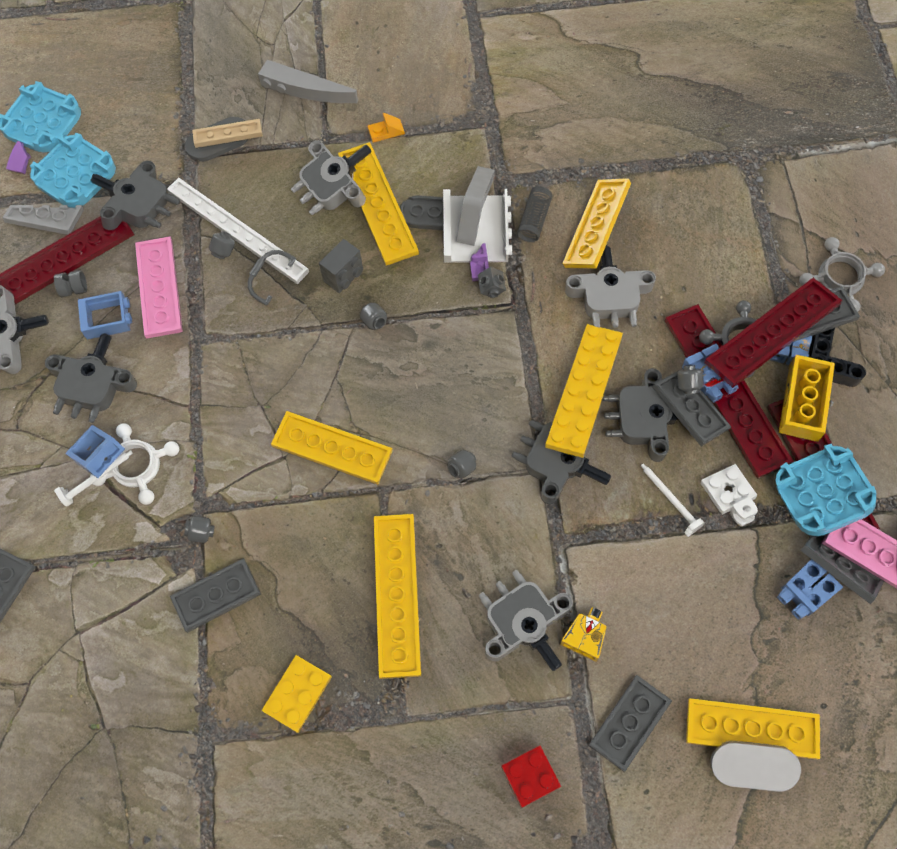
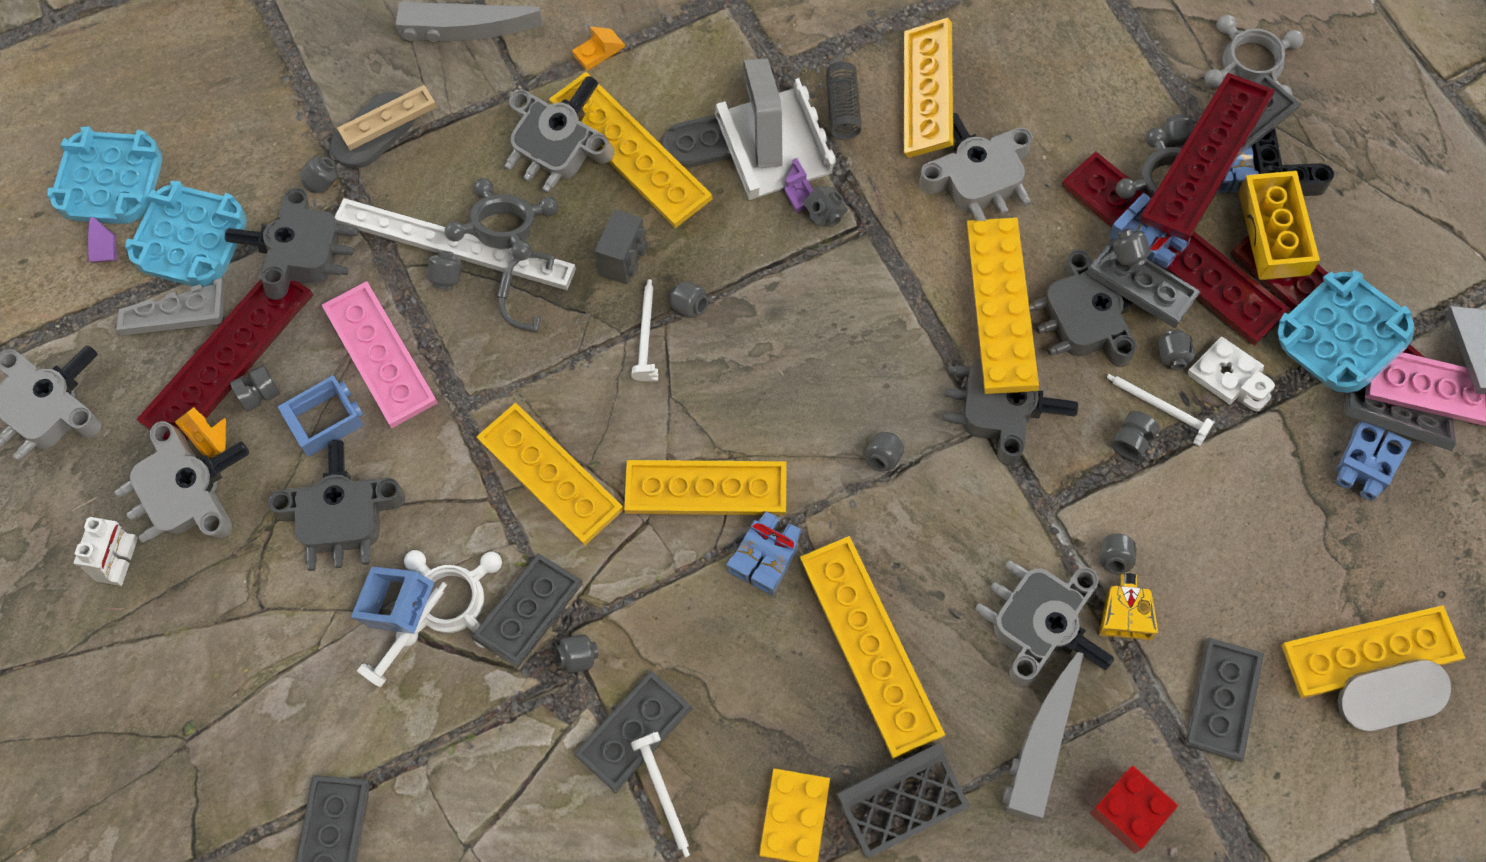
camera: 20 degrees left, 0 degrees up
(26, 306) = (206, 439): none -> light orange slope
(169, 157) = (318, 174): none -> dark grey head
(180, 489) = (527, 610): none -> dark grey tile
(215, 605) = (643, 745): none -> white piece
(233, 403) = (550, 474): none -> yellow plate
(271, 211) = (500, 204): none -> dark grey piece
(323, 355) = (642, 371): none -> white piece
(351, 506) = (768, 546): none -> medium blue hips
(370, 690) = (897, 774): none -> dark grey fence
(484, 708) = (1041, 748): none -> light grey slope
(595, 592) = (1117, 553): none -> dark grey head
(644, 511) = (1135, 435): none -> dark grey wheel
(698, 462) = (1176, 349): none -> dark grey head
(761, 306) = (1177, 130): none -> dark grey head

